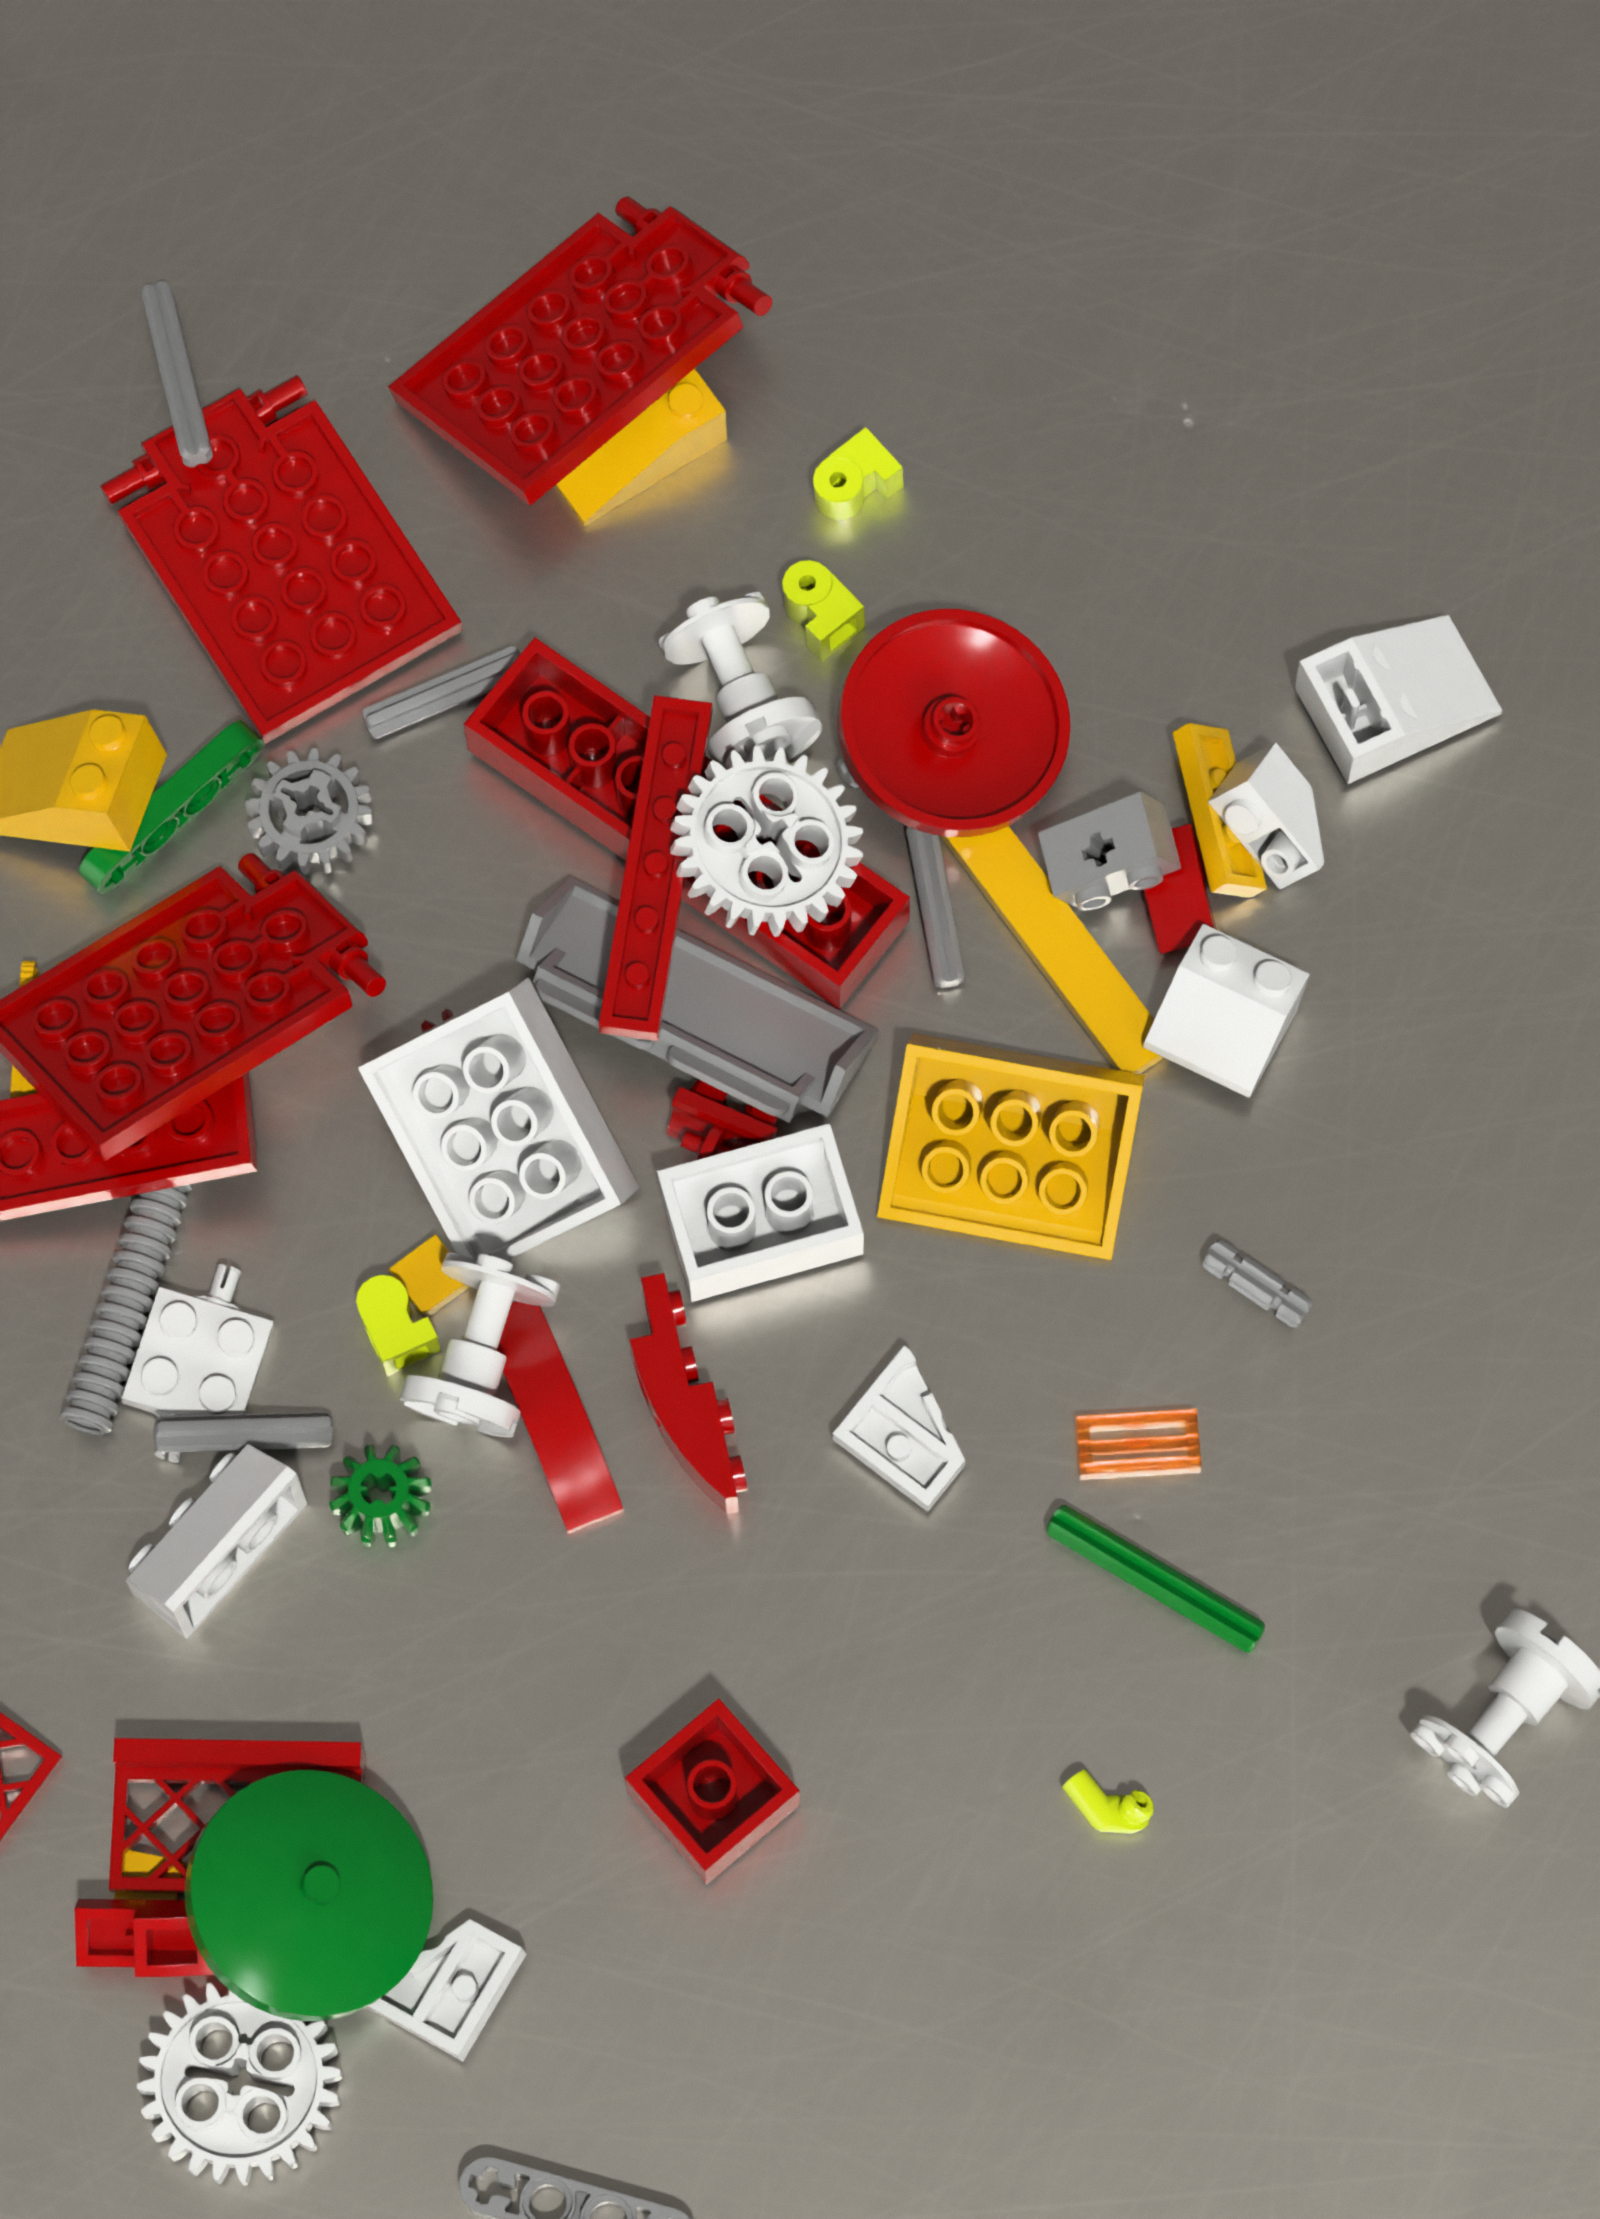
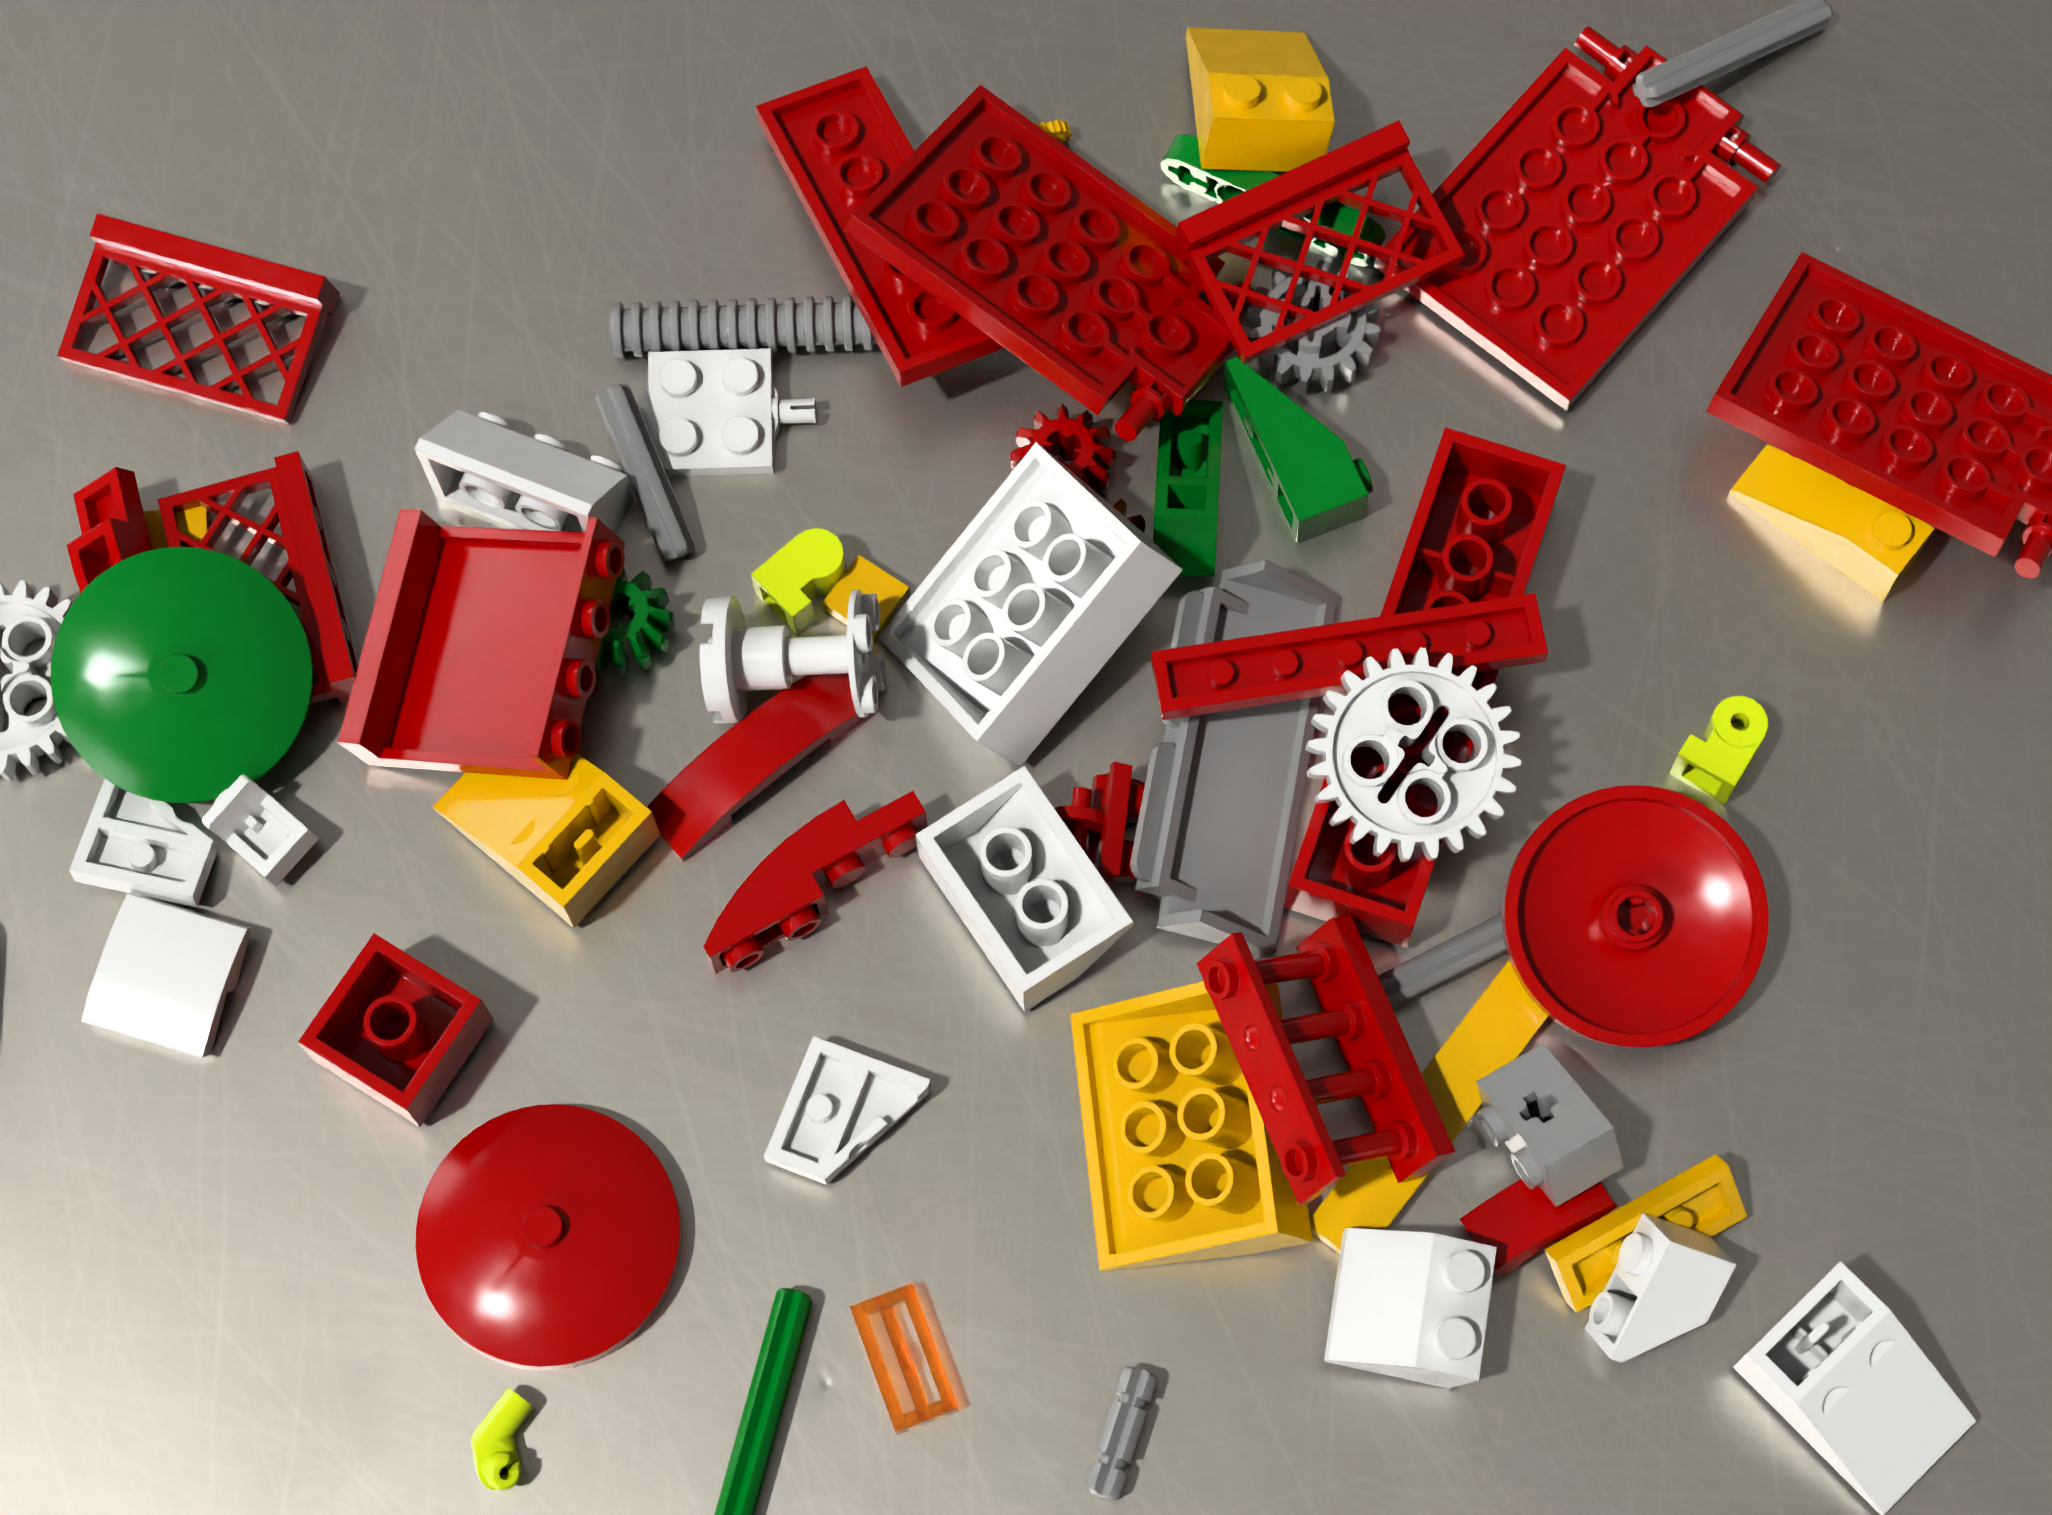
camera: 75 degrees right, 0 degrees up
(196, 778) = (1305, 191): none -> red fence
(337, 1061) = (1072, 441): none -> red gear
(373, 1615) = (482, 648): none -> panel
(436, 863) = (1299, 456): none -> green slope
(436, 964) = (1189, 486): none -> green slope
(438, 694) = (1482, 403): light grey axle -> none
(475, 1872) = (259, 829): none -> white bracket
(549, 1610) = (554, 835): none -> yellow slope
(583, 1996) = (166, 975): none -> white slope
(747, 698) = (1567, 713): white piece -> none
(853, 474) = (1887, 733): neon yellow leg -> none
(936, 1717) = (549, 1237): none -> red dish
(1001, 970) = (1368, 1037): none -> red fence

